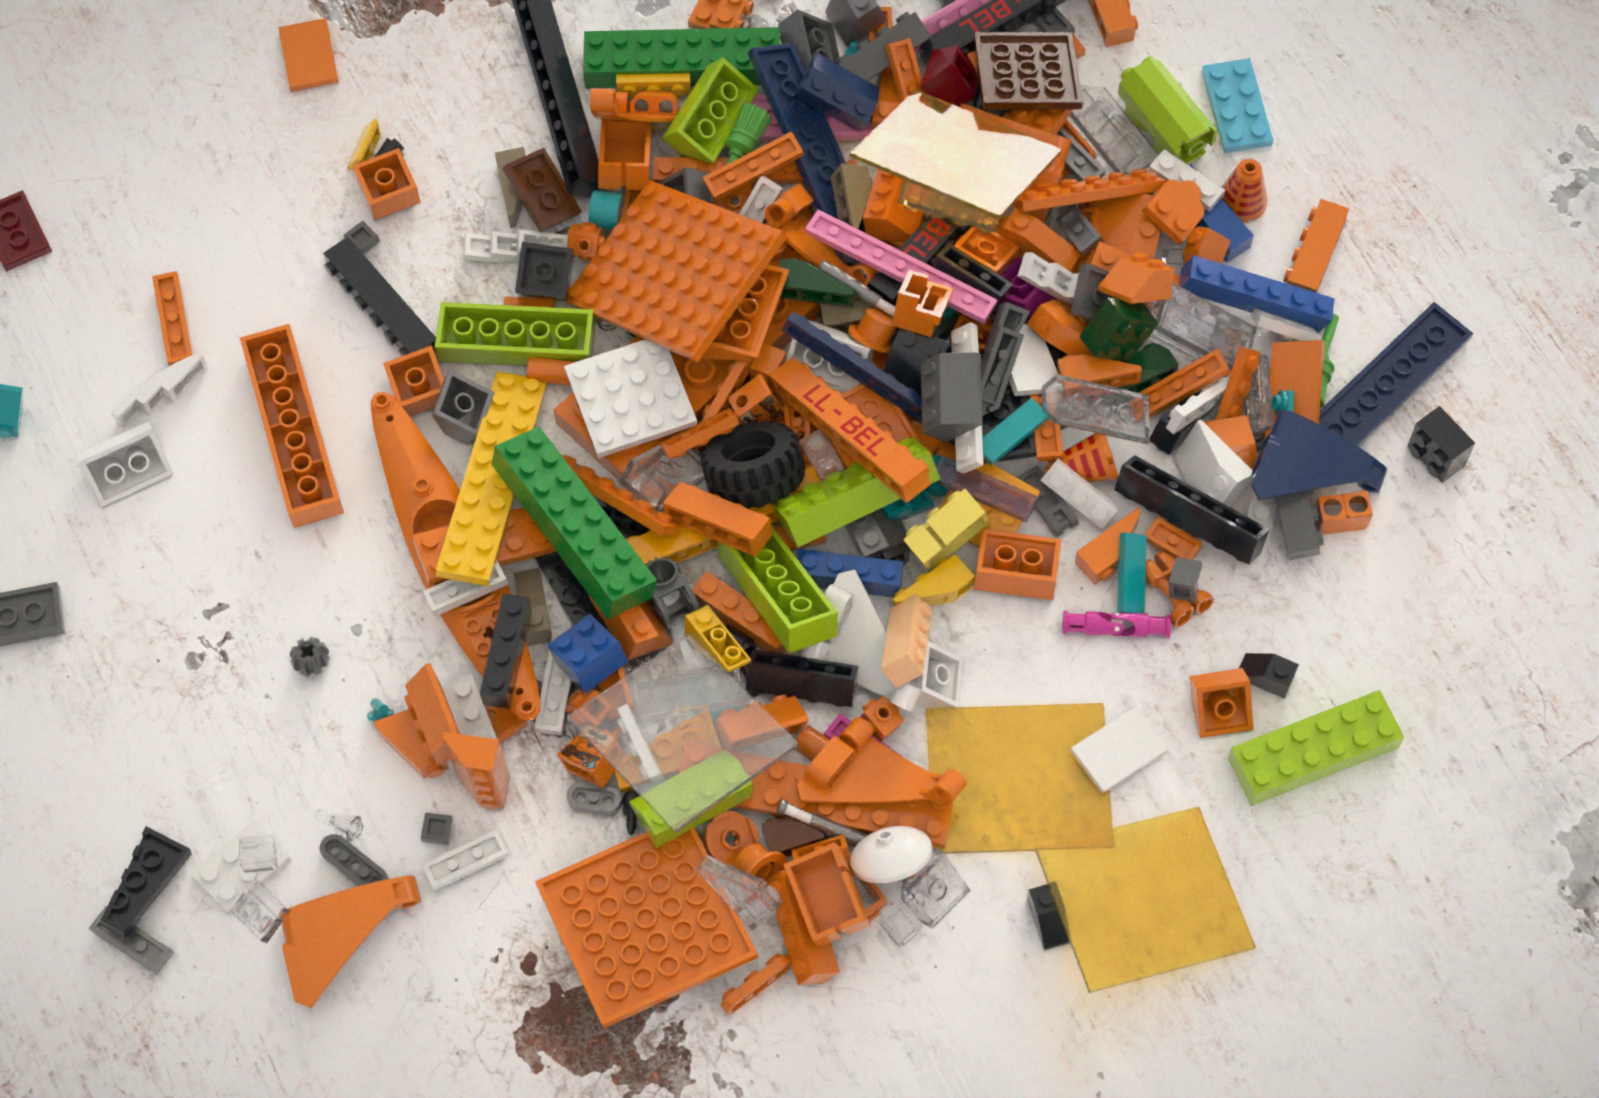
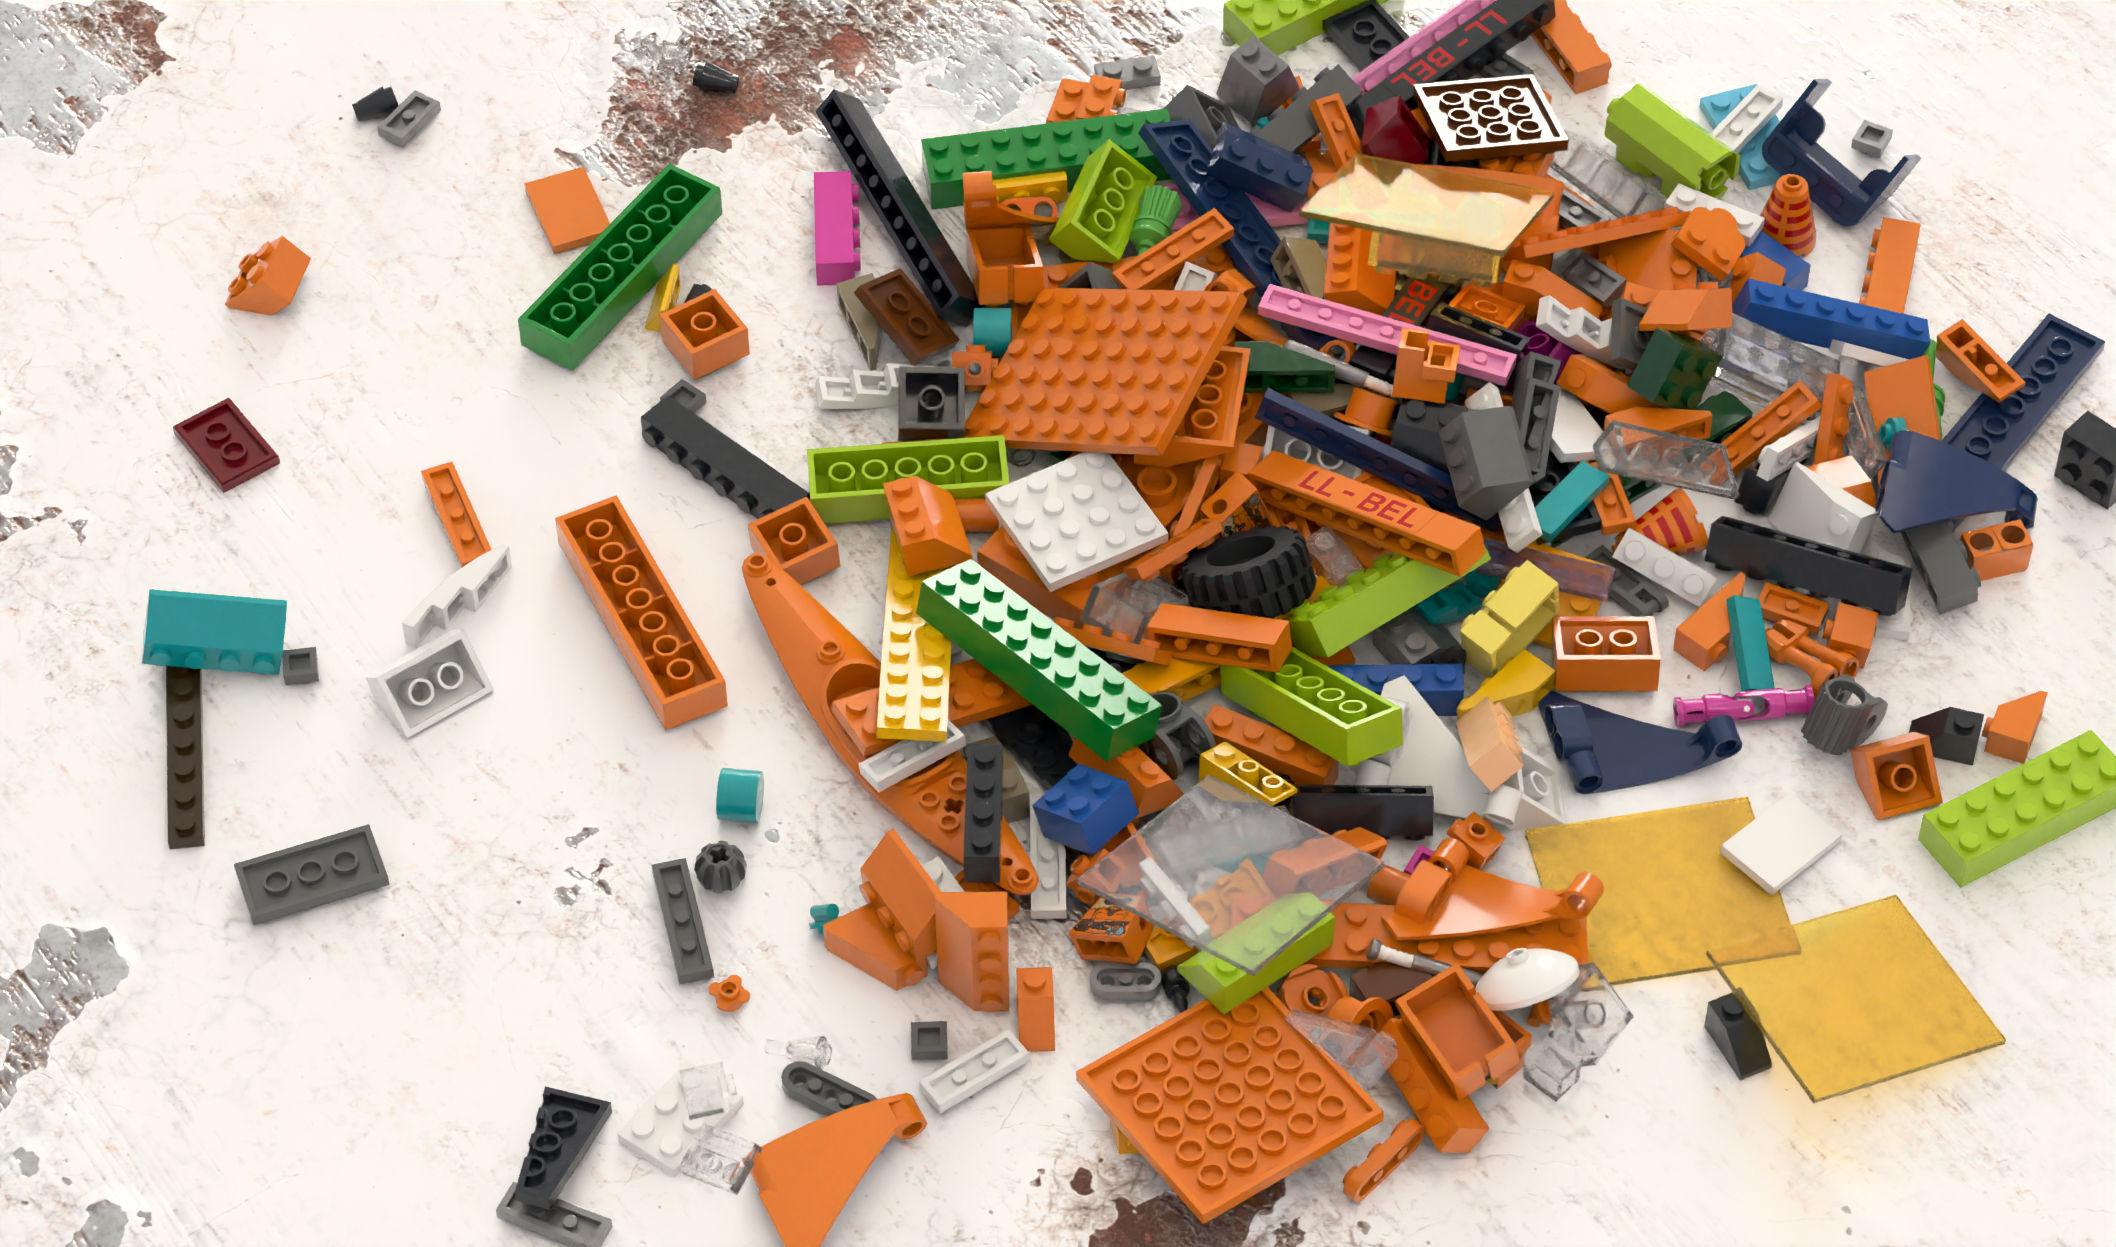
camera: 10 degrees left, 15 degrees down
(32, 434) = (300, 666): none -> dark grey plate
(69, 89) = (268, 278): none -> orange slope
(273, 698) = (682, 921): none -> dark grey plate
(300, 771) = (732, 1001): none -> orange plate
(334, 114) = (620, 266): none -> green brick
(335, 597) = (740, 795): none -> teal piece
(461, 407) = (859, 564): flat silver slope -> none
(505, 99) = (835, 227): none -> dark pink brick
(516, 384) = (925, 525): none -> orange slope
(521, 814) = (1036, 1008): none -> orange slope
(1012, 648) = (1621, 752): none -> dark blue panel
(1180, 660) = (1839, 726): none -> dark grey piece
(1184, 579) = (1820, 638): dark grey panel -> none
(1215, 572) = (1851, 631): none -> orange head
(1231, 95) = (1748, 118): none -> white plate
(1280, 148) = (1832, 187): none -> dark blue windscreen
(1323, 673) = (2014, 727): none -> orange slope
(1330, 120) = (1872, 138): none -> flat silver plate
(1366, 343) = (1976, 362): none -> orange slope

